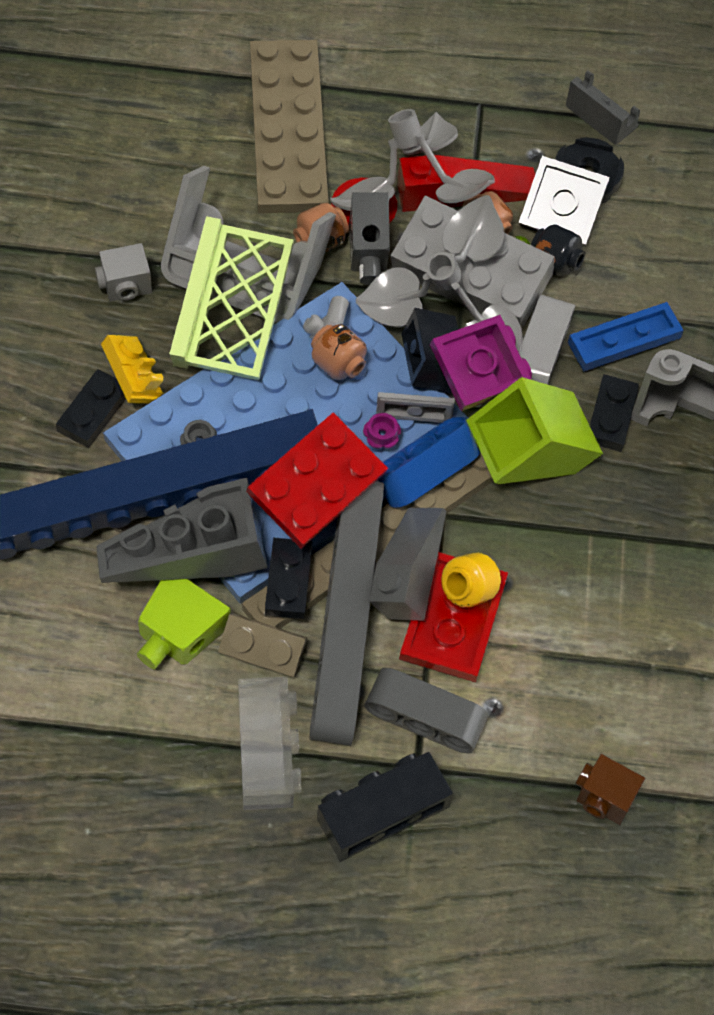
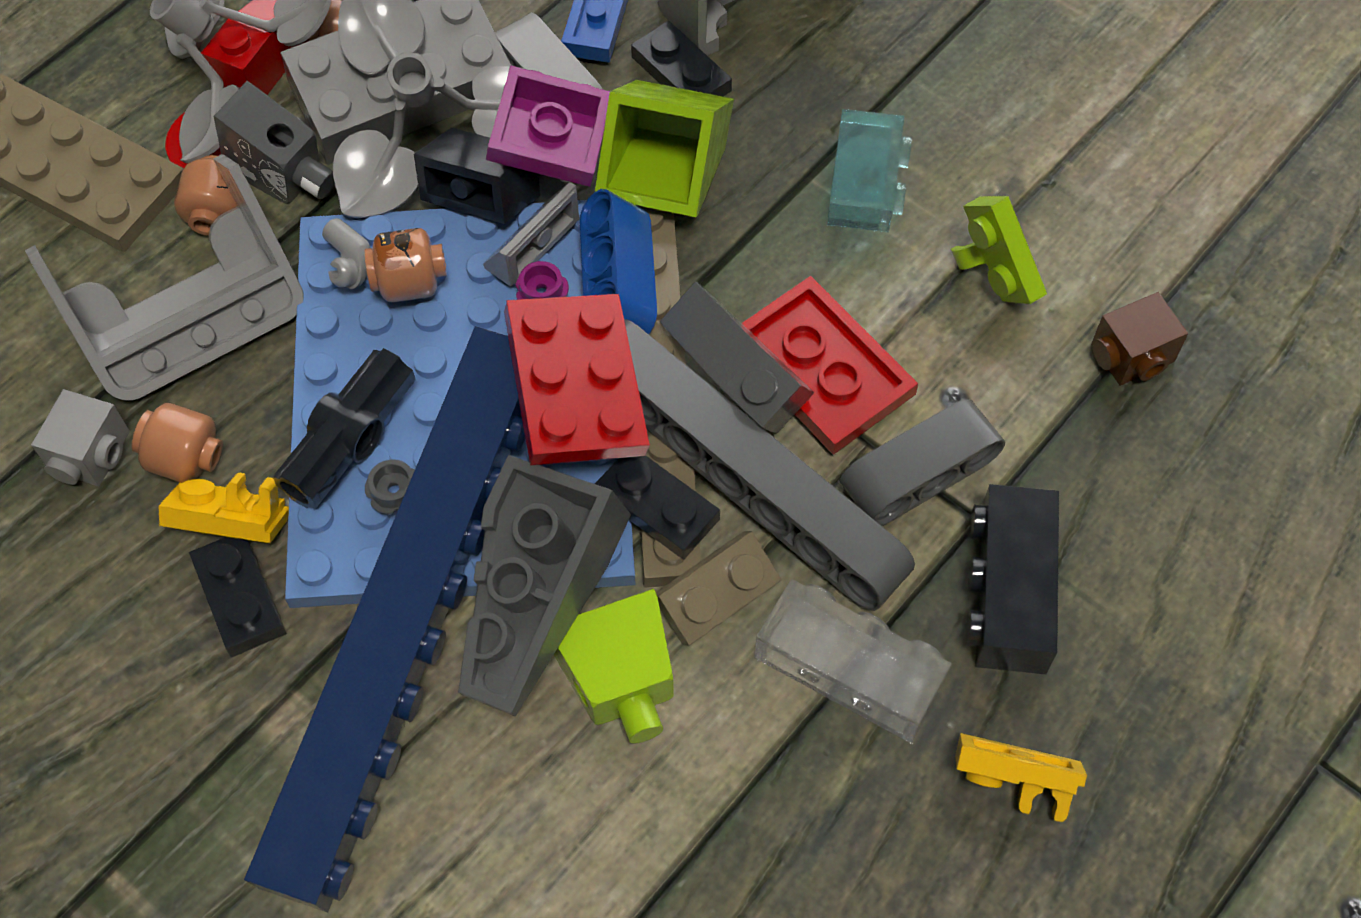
camera: 50 degrees left, 0 degrees up
(153, 318) = (176, 442): none -> nougat head
(200, 291) = (191, 352): yellowish green fence -> none
(216, 390) = (344, 428): none -> black piece
(265, 881) = (994, 762): none -> yellow plate
(470, 579) = (808, 308): yellow head -> none
(606, 657) = (1003, 248): none -> lime plate
(609, 559) = (867, 170): none -> clear light blue brick

